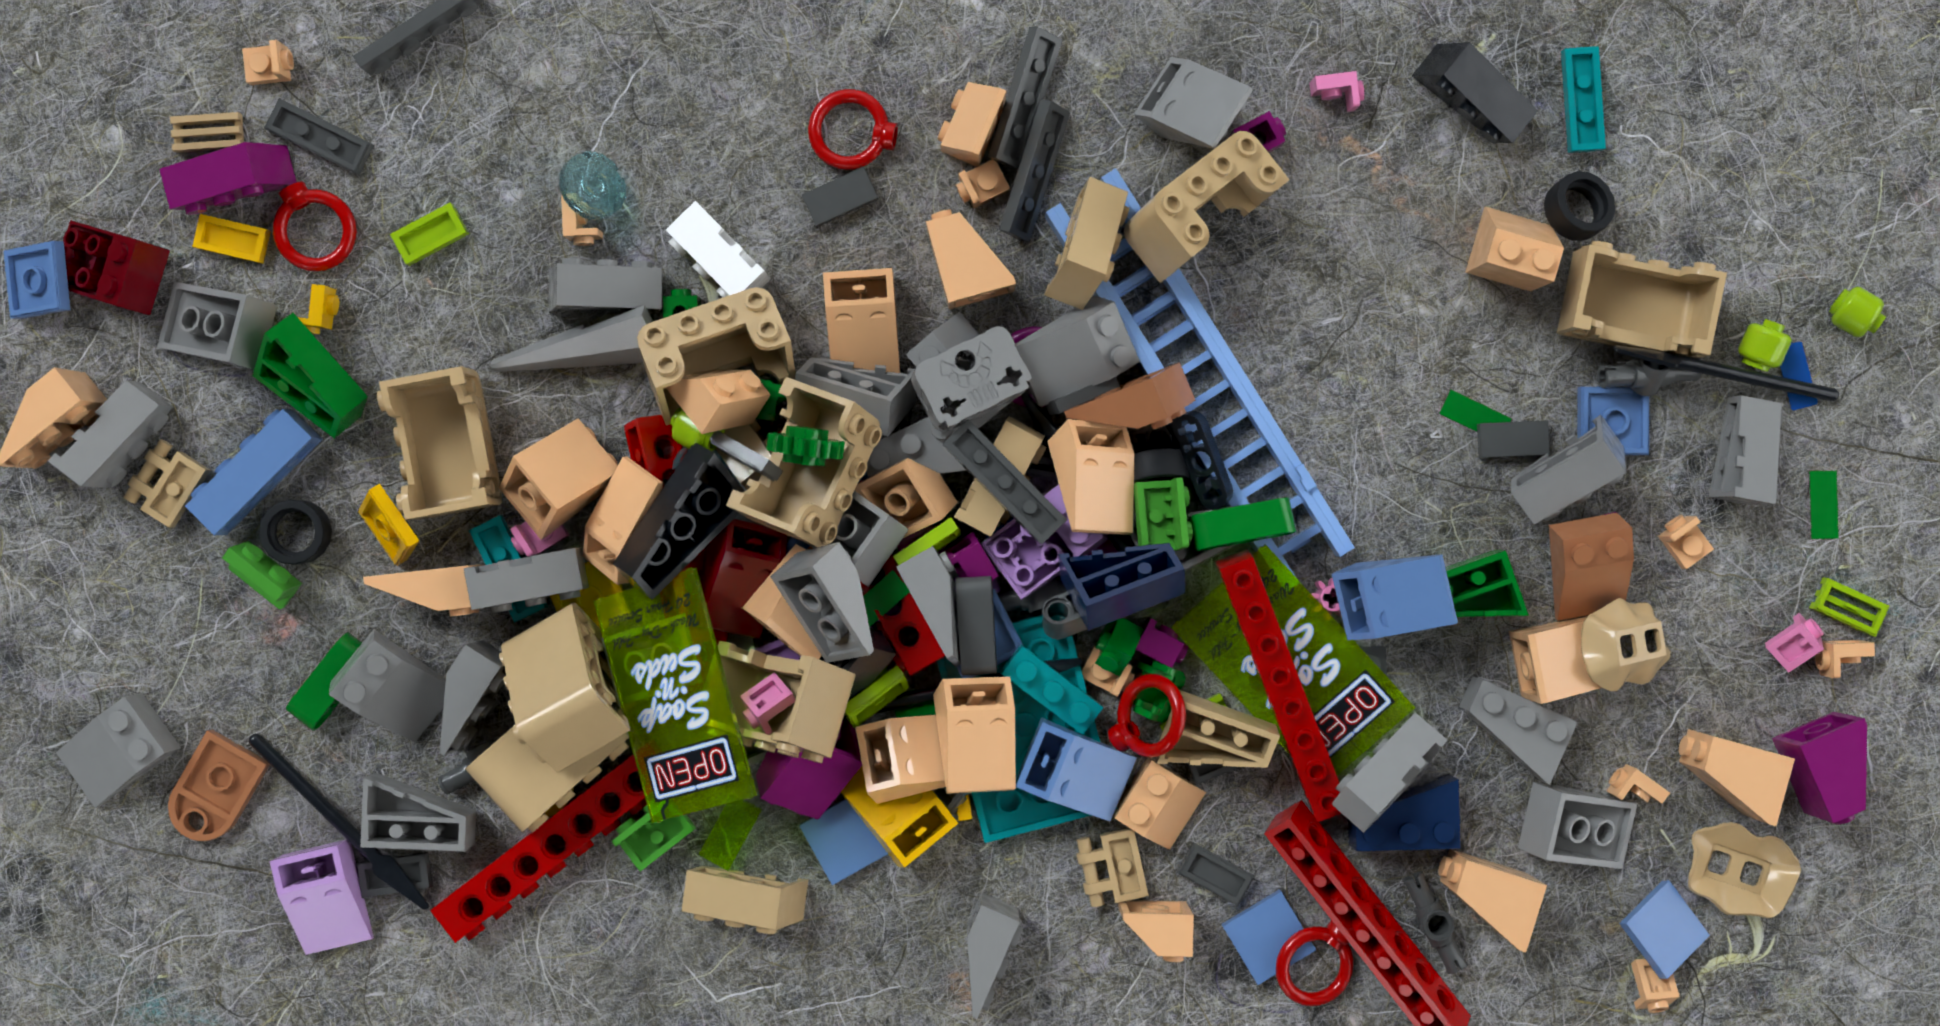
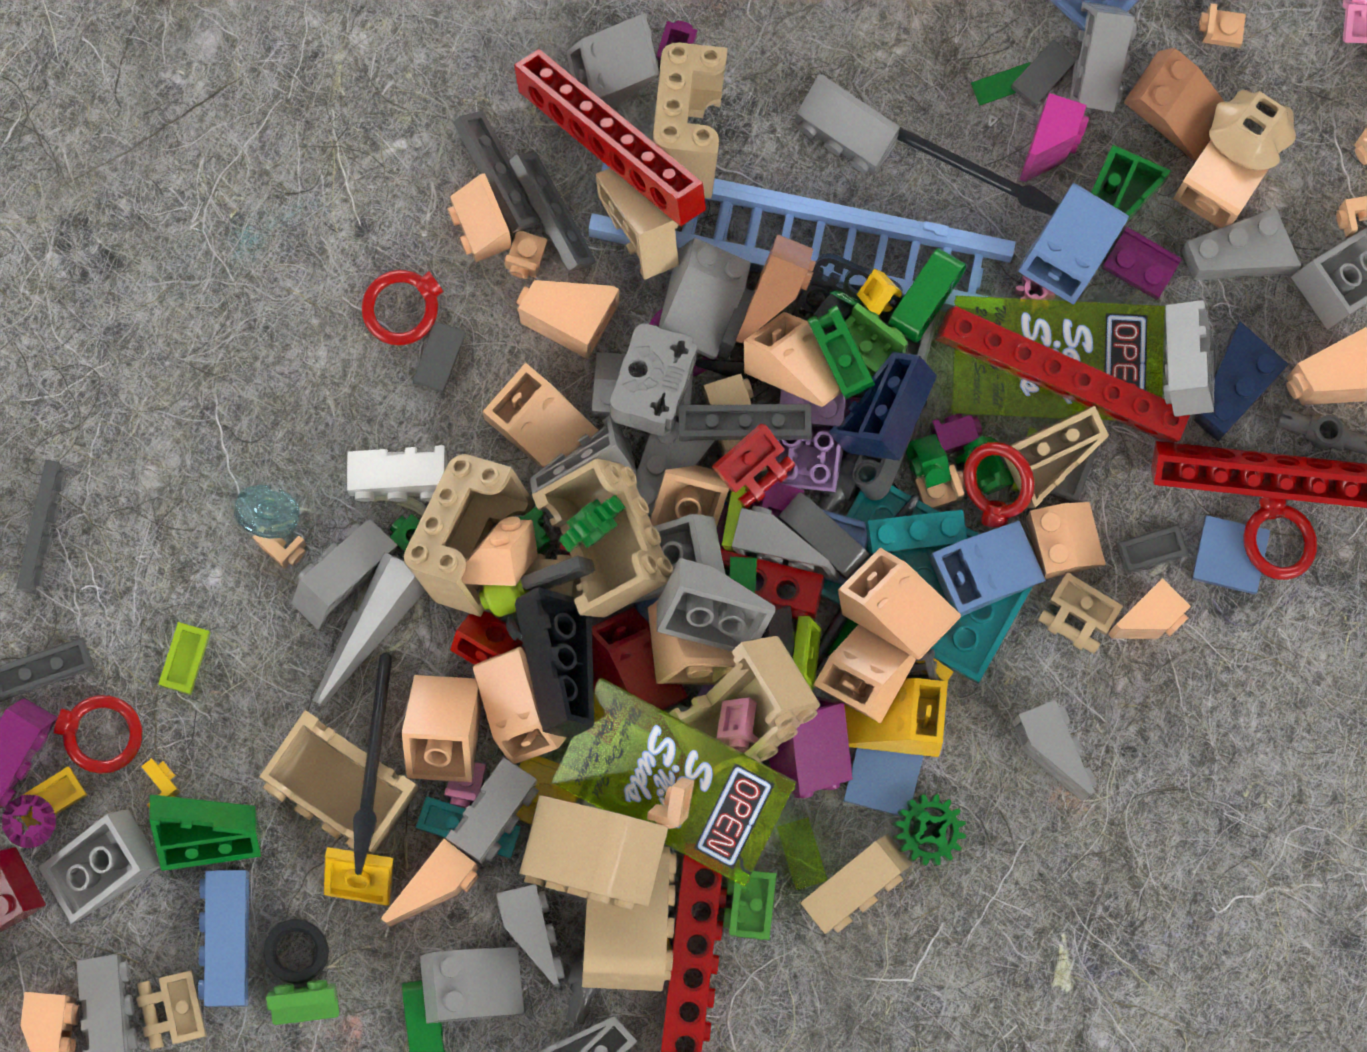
camera: 50 degrees left, 10 degrees down
(210, 244) = (36, 834): none -> magenta gear
(427, 490) = (365, 818): none -> black piece
(654, 718) = (676, 805): none -> light nougat bracket
(824, 908) = (936, 841): none -> green gear
(975, 515) = (748, 459): none -> red plate
(1128, 161) = (610, 137): none -> red brick
(1130, 504) = (841, 353): none -> green plate
(1179, 463) = (845, 297): none -> green sticker
(1207, 485) = (878, 291): none -> yellow tile
(1321, 329) = (846, 125): none -> light grey slope
(1400, 523) = (1027, 195): none -> black piece
(1434, 660) = (1142, 263): none -> magenta plate
(1470, 497) = (1055, 136): none -> dark pink slope

